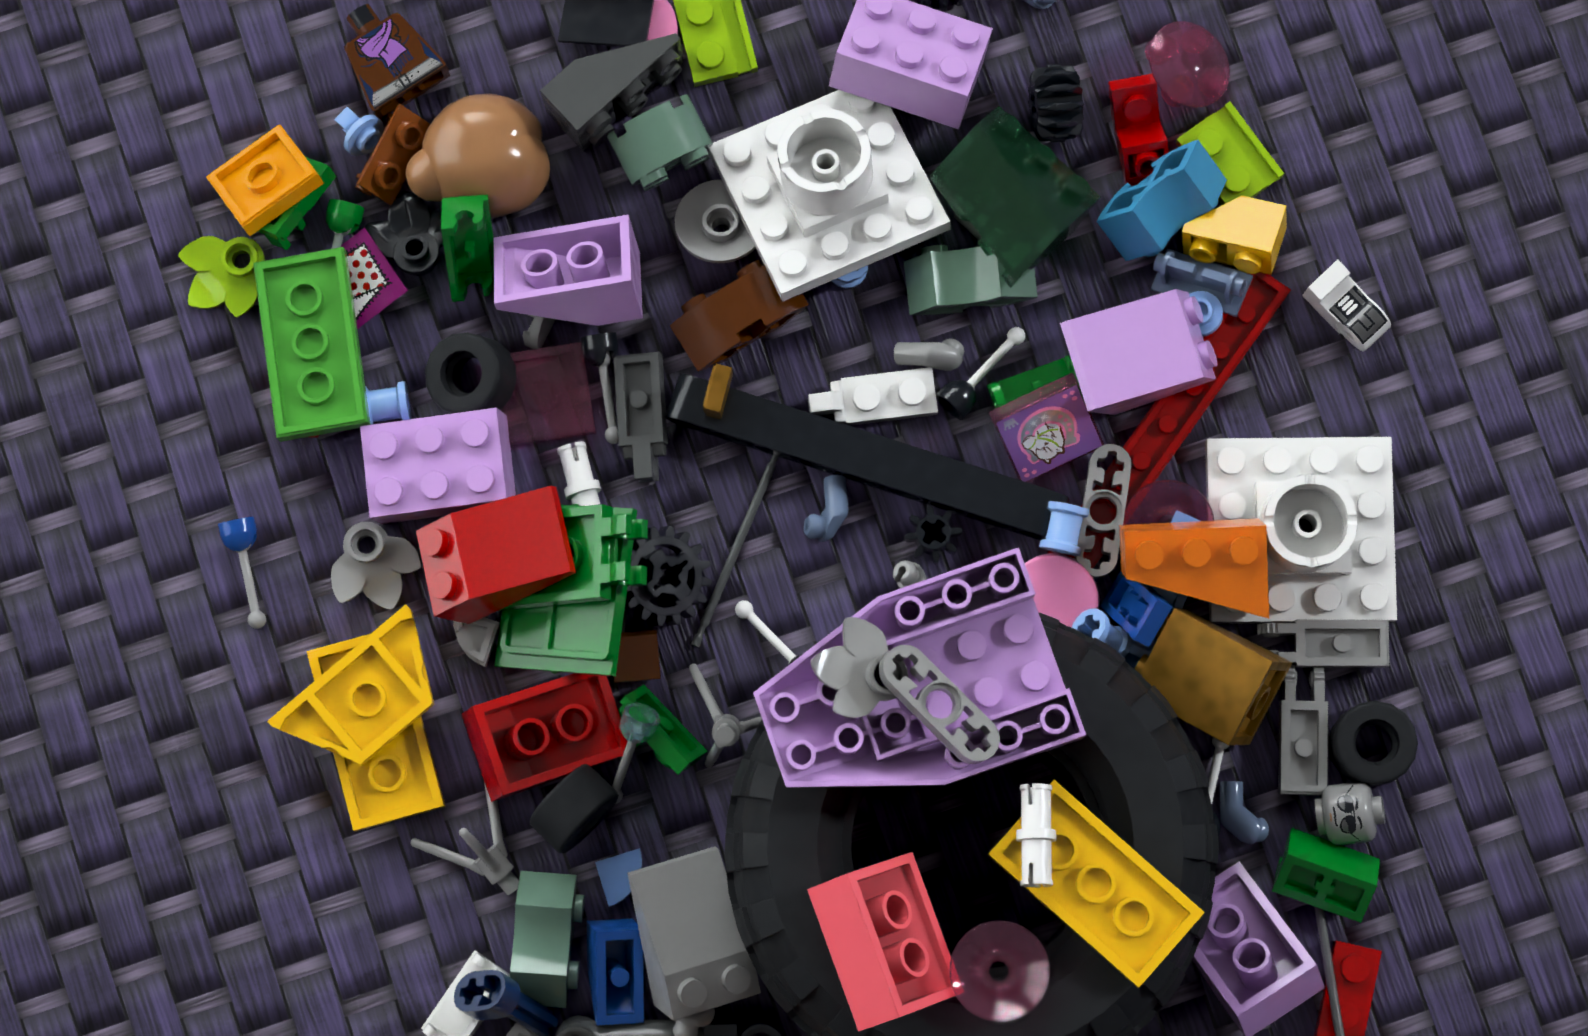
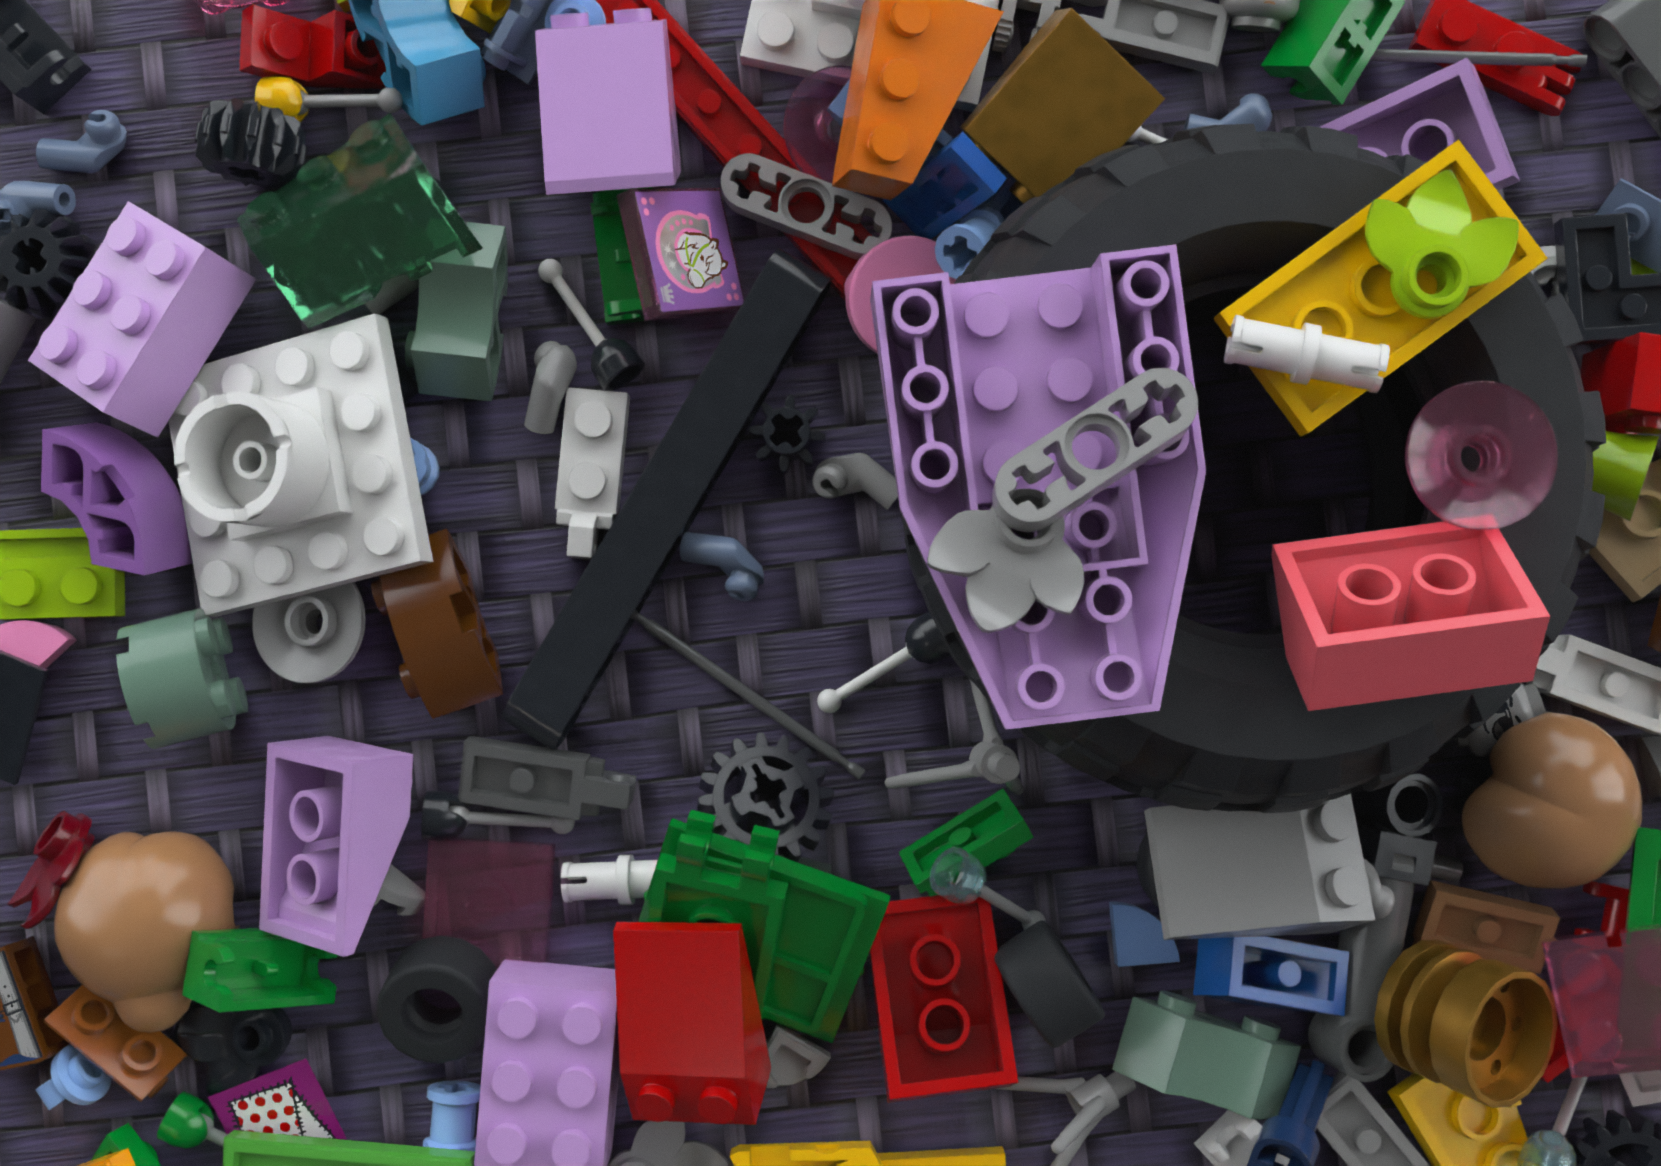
camera: 80 degrees left, 5 degrees up
(514, 86) = (58, 855): none -> dark red plate
(607, 85) = (78, 731): dark grey slope -> none
(638, 656) = (862, 854): reddish brown tile -> none
(717, 391) = (534, 675): pearl gold tile -> none
(780, 69) = (118, 496): none -> medium lavender brick
(1064, 528) = (820, 257): light blue bush -> none
(1097, 120) = (294, 99): none -> hinge
(1135, 908) = (1438, 237): none -> lime plate

